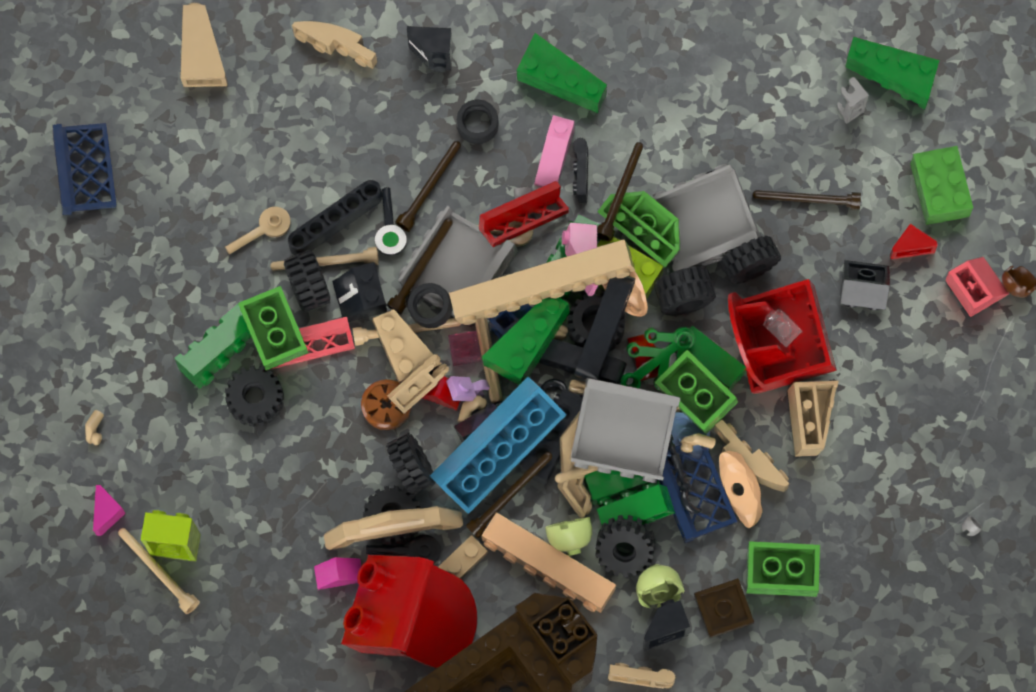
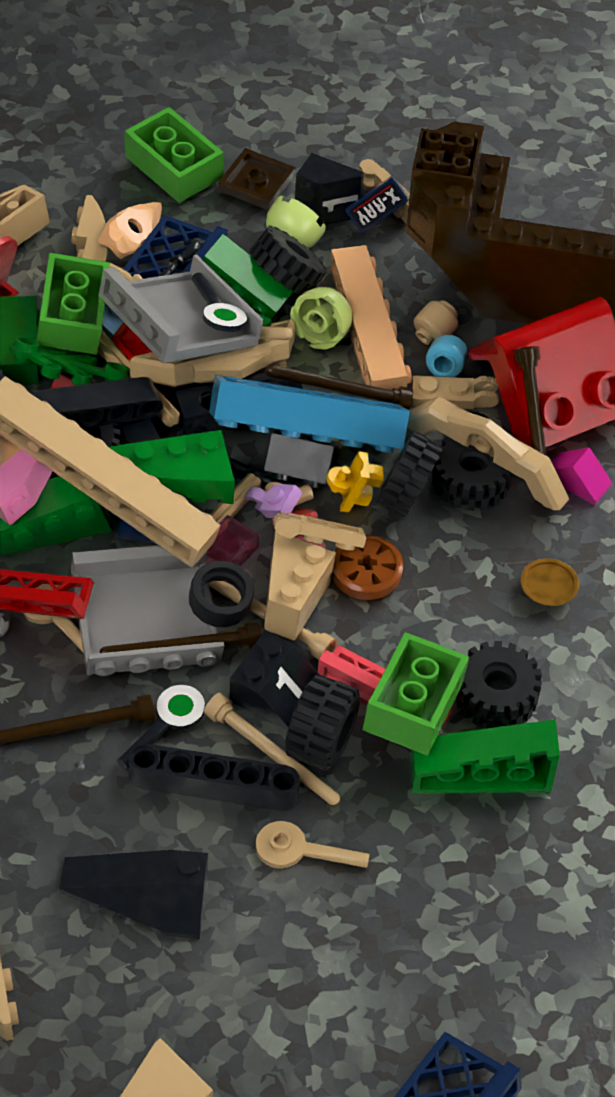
camera: 140 degrees left, 20 degrees down
(287, 484) = (549, 582): none -> pearl gold piece
(305, 144) = (150, 887): none -> black wedge
(402, 565) = (528, 359): none -> dark brown piece
(438, 437) = (355, 482): none -> yellow hips
(481, 579) = (446, 356): none -> medium azure head
(509, 596) = (435, 320): none -> tan head
(596, 445) = (217, 314): none -> piece
(628, 647) = (377, 204): none -> tile

